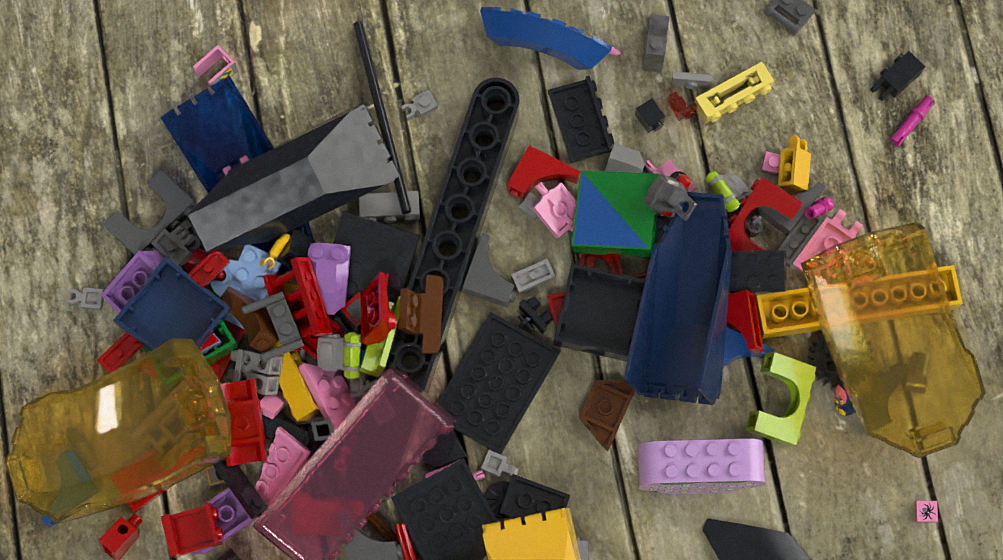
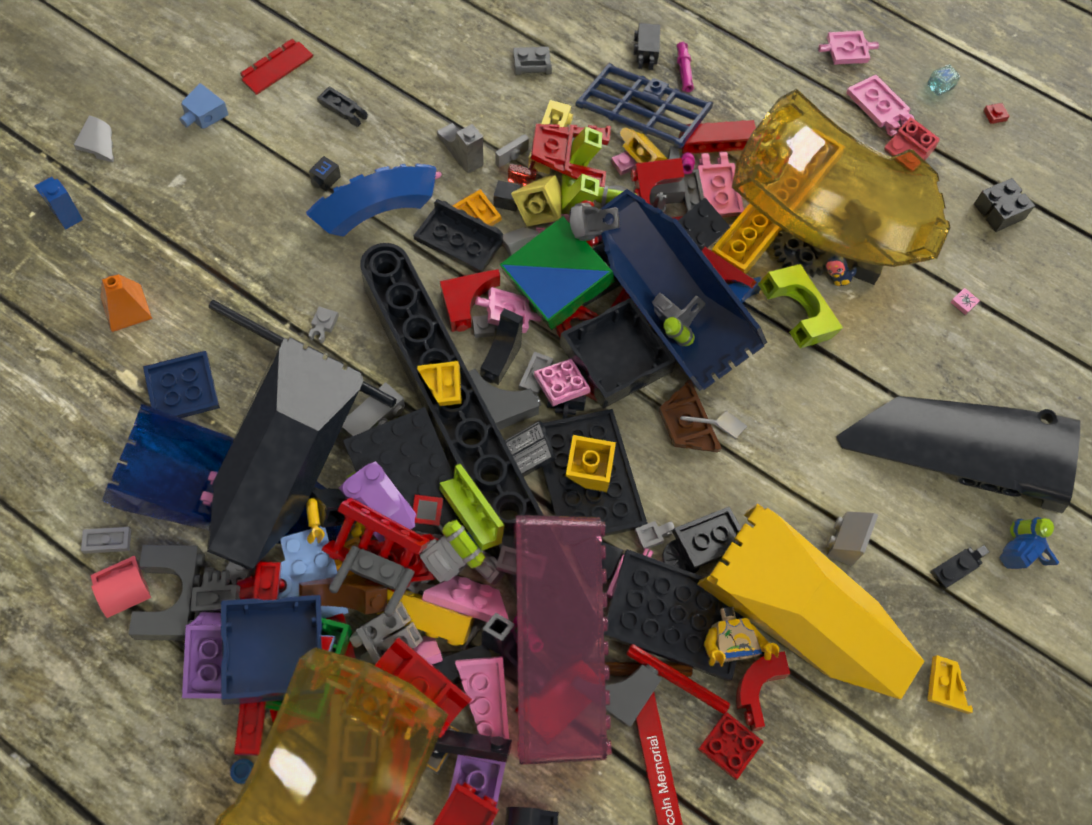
camera: 50 degrees left, 10 degrees down
(89, 299) = (173, 712): light grey plate -> none
(96, 372) = (241, 770): none -> blue plate
(125, 185) = (120, 587): none -> coral brick
(143, 144) = (106, 540): none -> light grey plate
(210, 59) = (106, 422): bright pink piece -> none
(282, 72) = (182, 385): none -> dark blue plate
(375, 311) = (450, 490): red slope -> none
(423, 313) = (488, 462): reddish brown plate -> none
(448, 228) = (443, 381): none -> yellow wing
(470, 328) = (531, 448): none -> tile
(498, 376) = (590, 462): none -> yellow slope
(522, 239) = (504, 347): none -> black arch
(540, 299) = (562, 382): none -> bright pink tile
(617, 108) = (479, 207): none -> light orange wing
(632, 435) = (726, 422): none -> light grey piece
(668, 326) = (677, 320): none -> flat silver piece
(670, 141) = (539, 201): none -> light yellow slope
(700, 161) = (575, 191): none -> lime arch
(700, 466) = (806, 391): lavender brick -> none
(719, 106) = (553, 149): none -> red wing
(852, 124) = (652, 94): none -> dark blue door
(869, 203) = (719, 137): none -> brick

